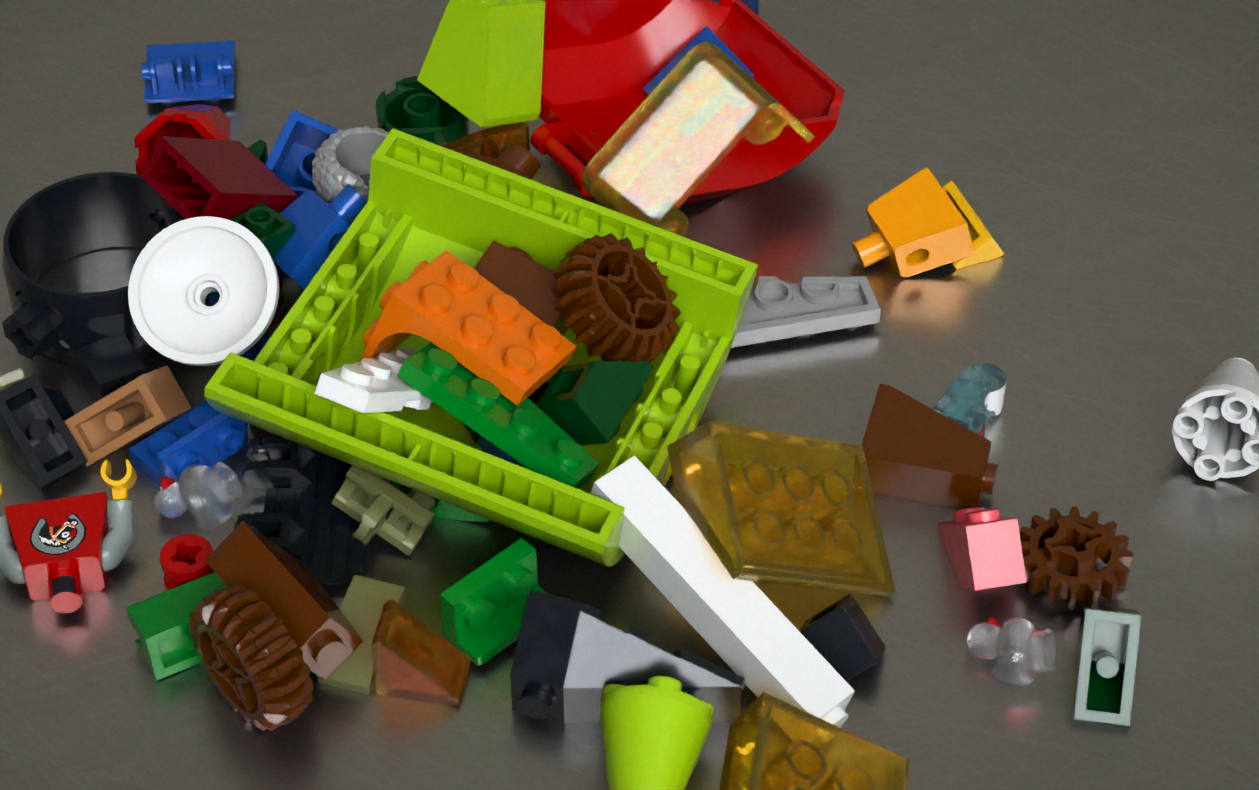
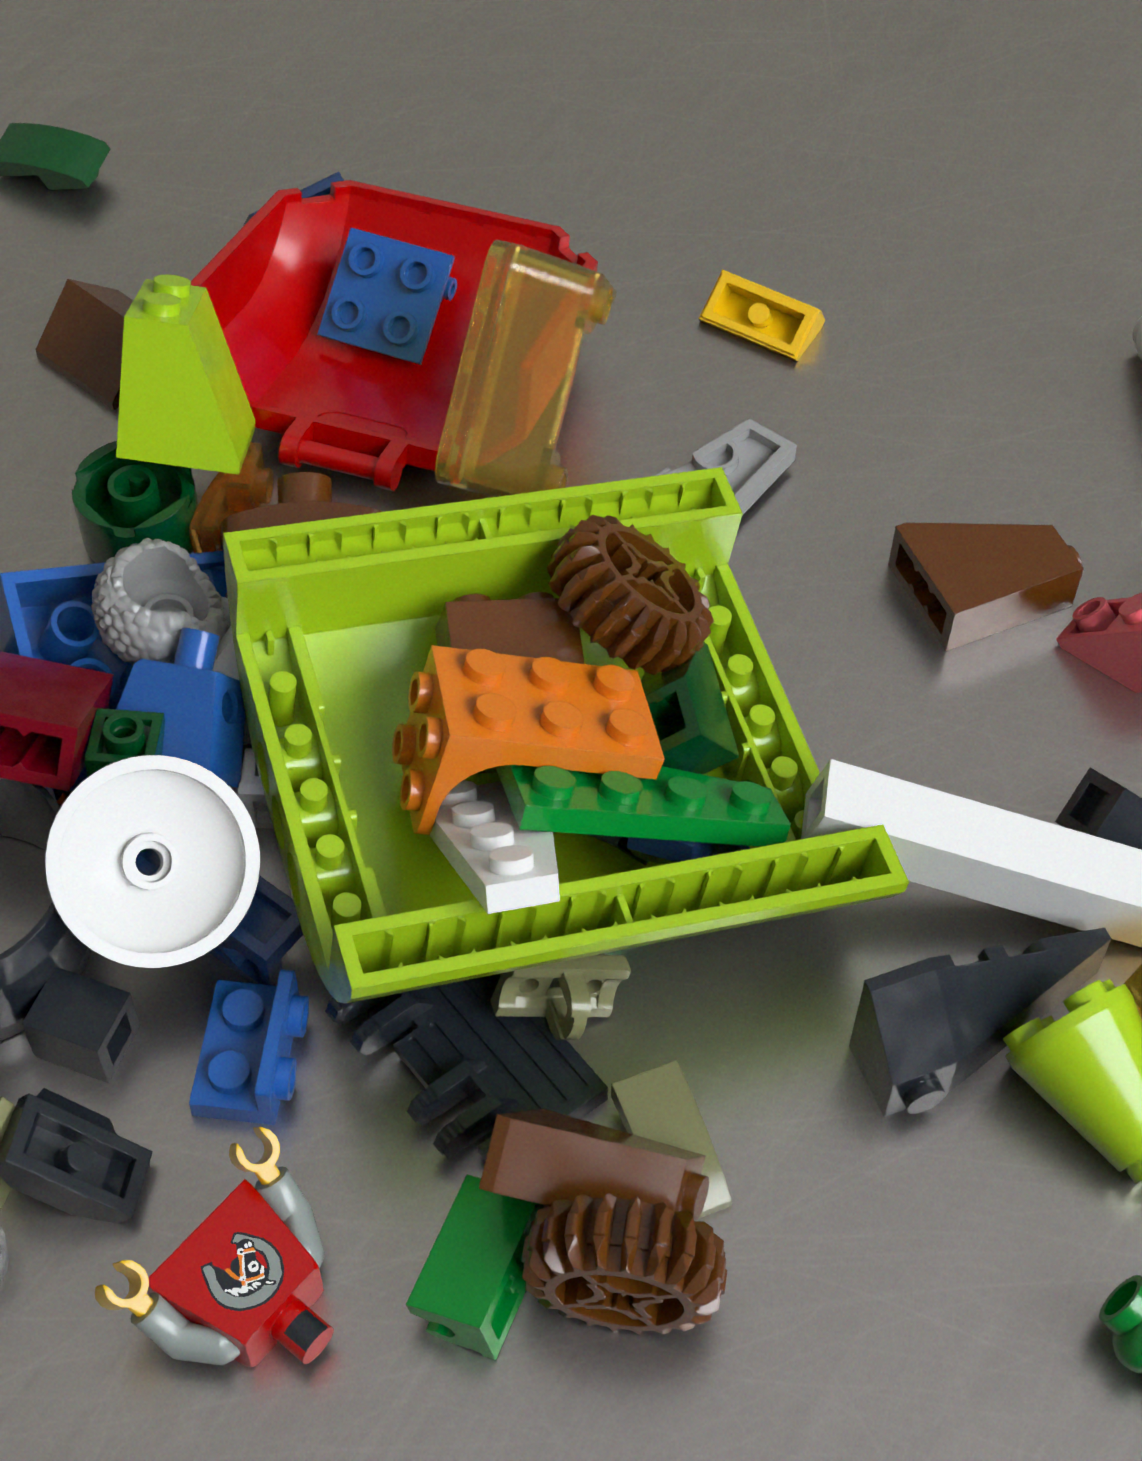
camera: 40 degrees left, 10 degrees up
(128, 414) = (159, 1063): medium nougat slope -> none
(184, 560) = (410, 1218): red wheel -> none
(202, 491) = (335, 1095): clear animal -> none
(415, 660) = (761, 1136): clear orange slope -> none
(488, 605) = (783, 1017): green bracket -> none
(783, 507) = (976, 725): clear yellow slope -> none
(914, 228) = (744, 338): light orange torso -> none
(974, 397) = (969, 490): clear light blue leg -> none

